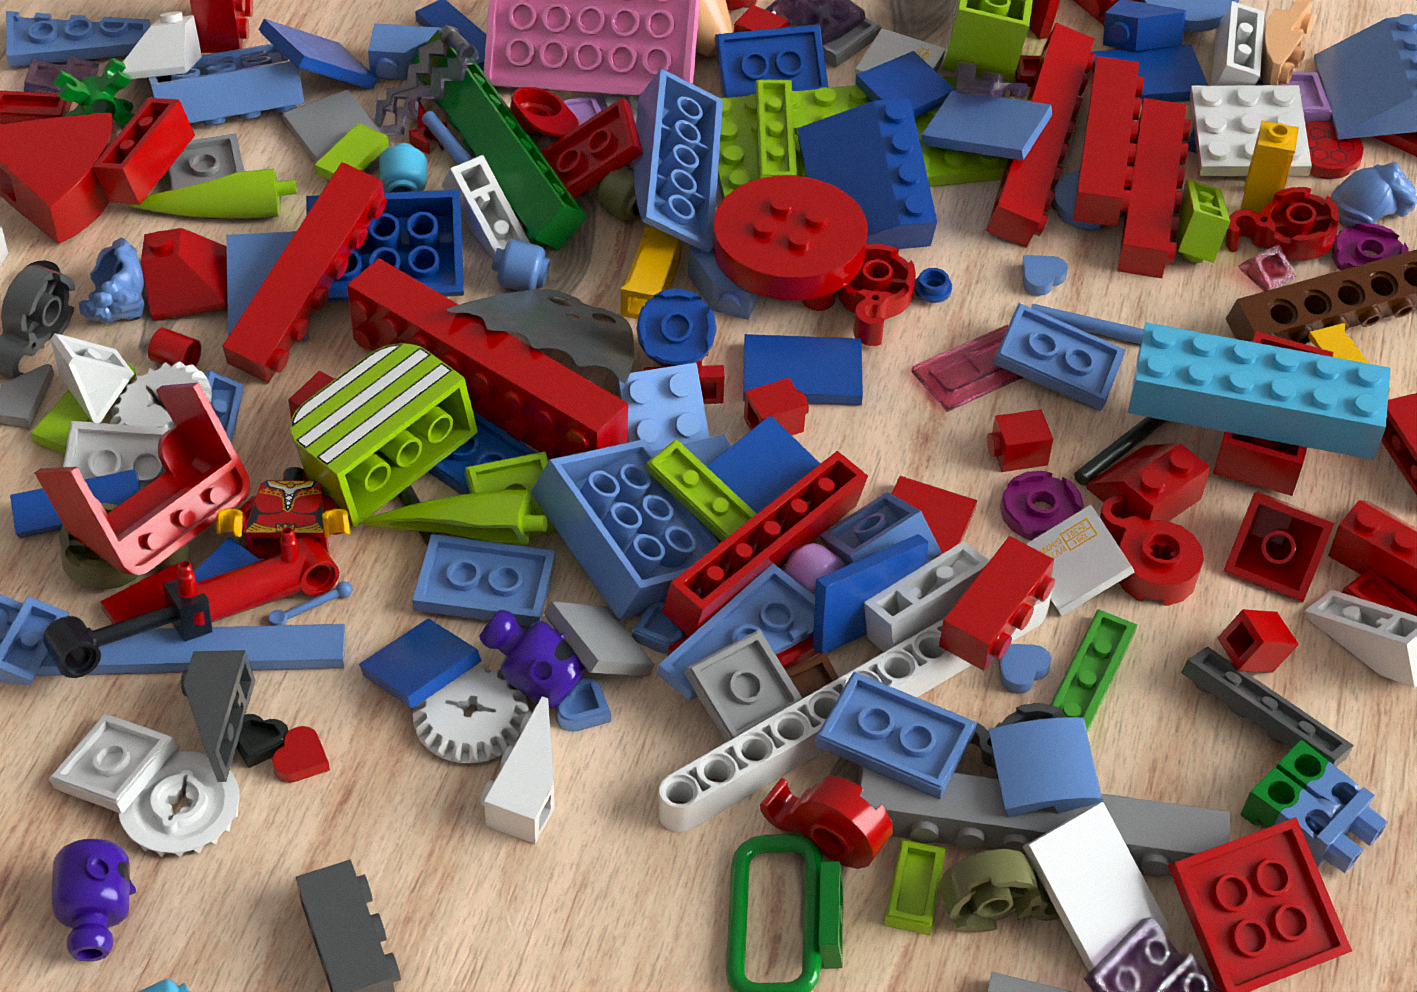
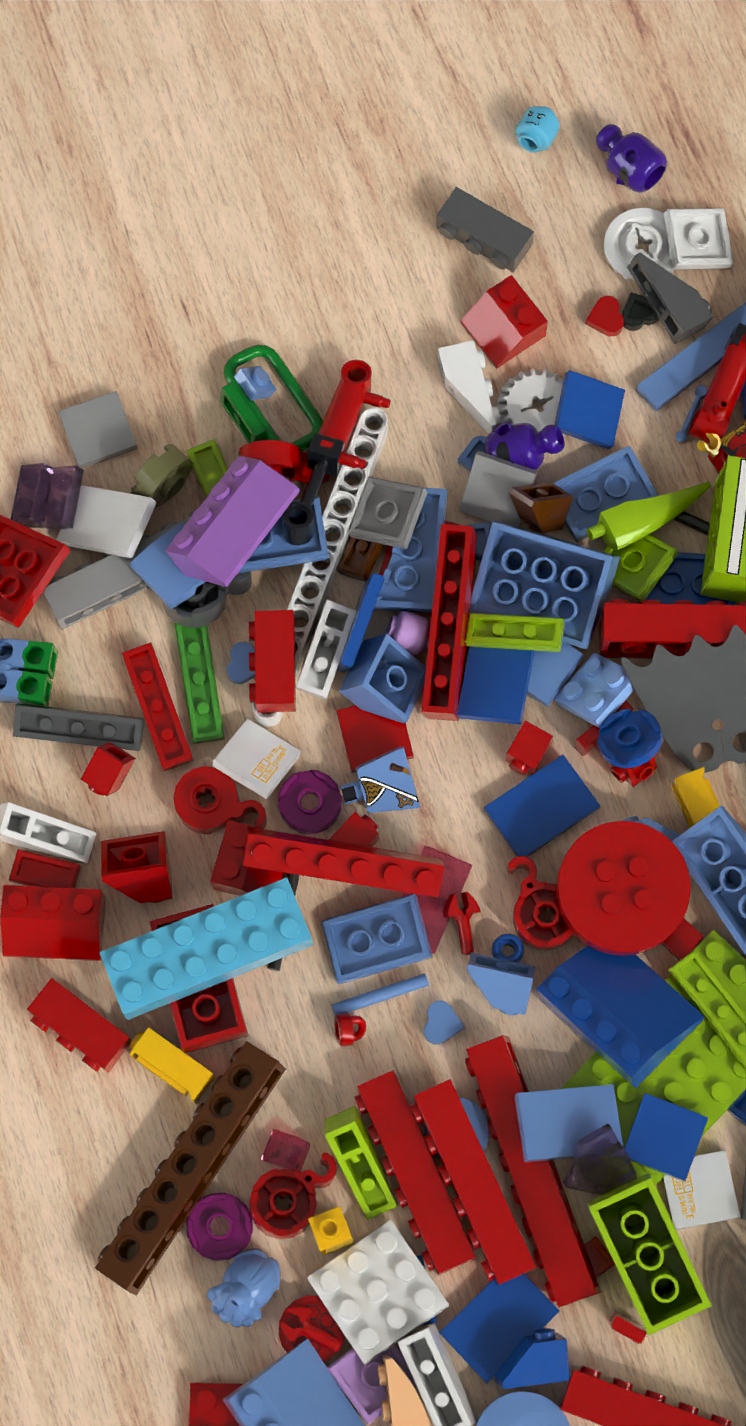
camera: 150 degrees right, 25 degrees up
(423, 816) = (505, 322): none -> red slope
(566, 579) = (541, 506): none -> reddish brown slope
(761, 783) = (328, 446): none -> piece
(785, 944) = (255, 382): none -> medium blue plate
(951, 728) = (231, 521): none -> medium lavender slope
(954, 459) = (384, 783): none -> medium blue torso
(959, 252) = (502, 982): none -> medium blue slope
(961, 331) = (462, 919): none -> red bar
(1061, 394) = (342, 862): none -> red brick
(1143, 310) = (344, 1028): none -> red tile
(1156, 679) = (157, 706): none -> red plate
(1334, 146) = (309, 1330): none -> red bar

